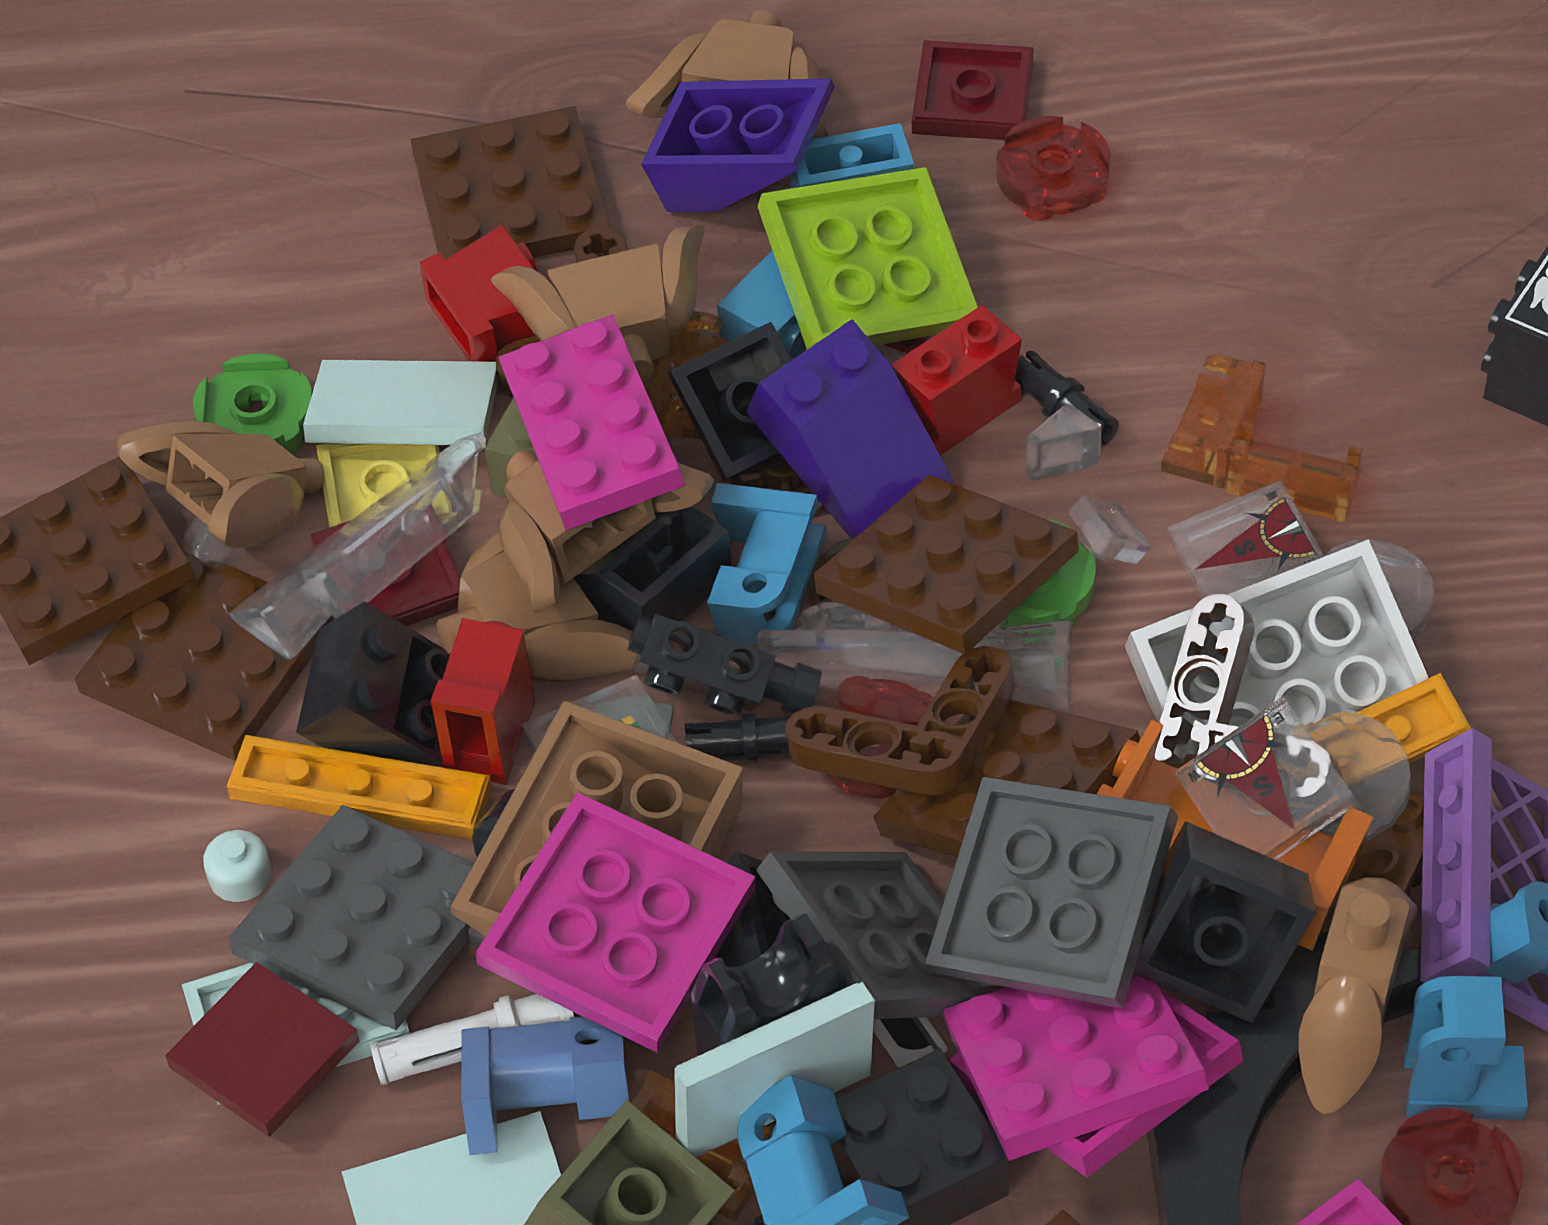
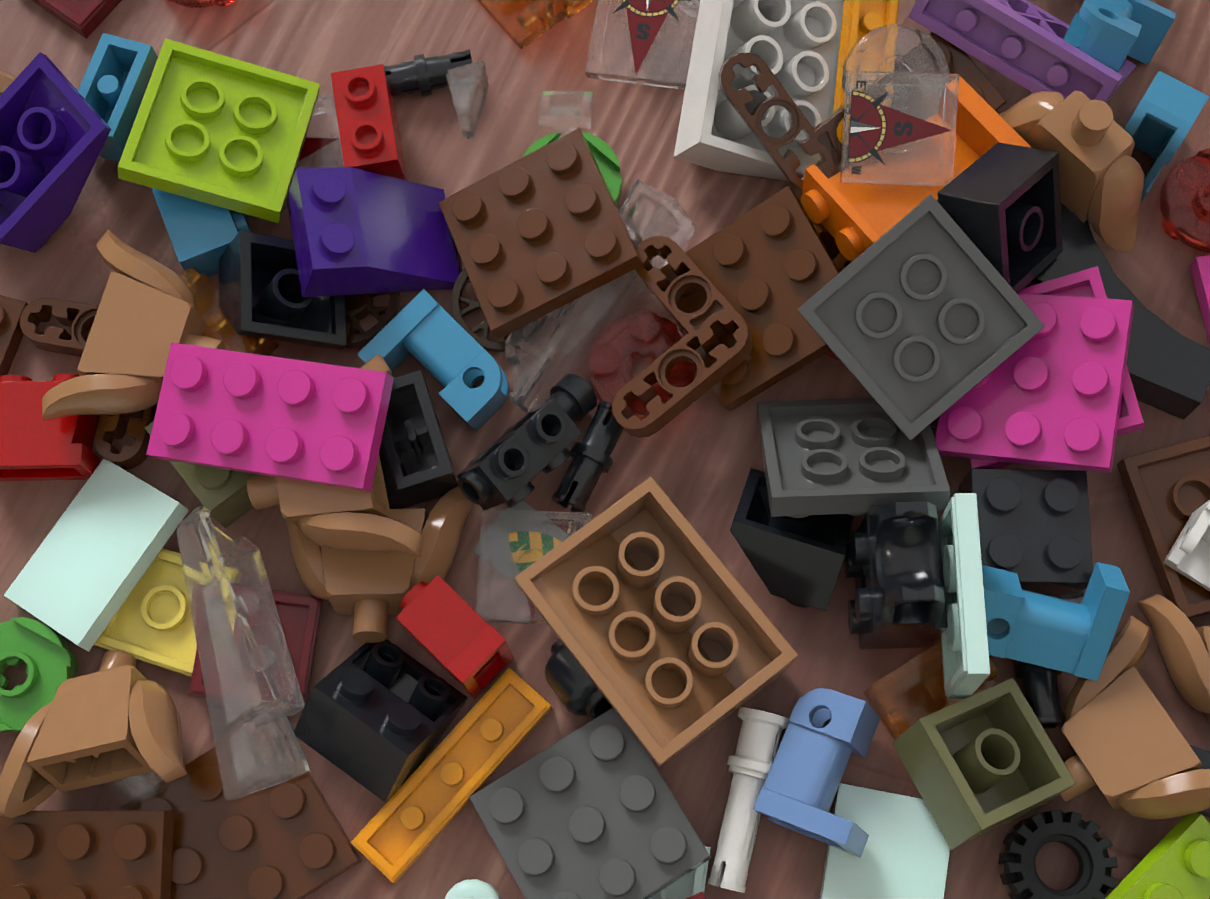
camera: 60 degrees left, 20 degrees up
(616, 921) = (755, 644): dark pink plate -> none

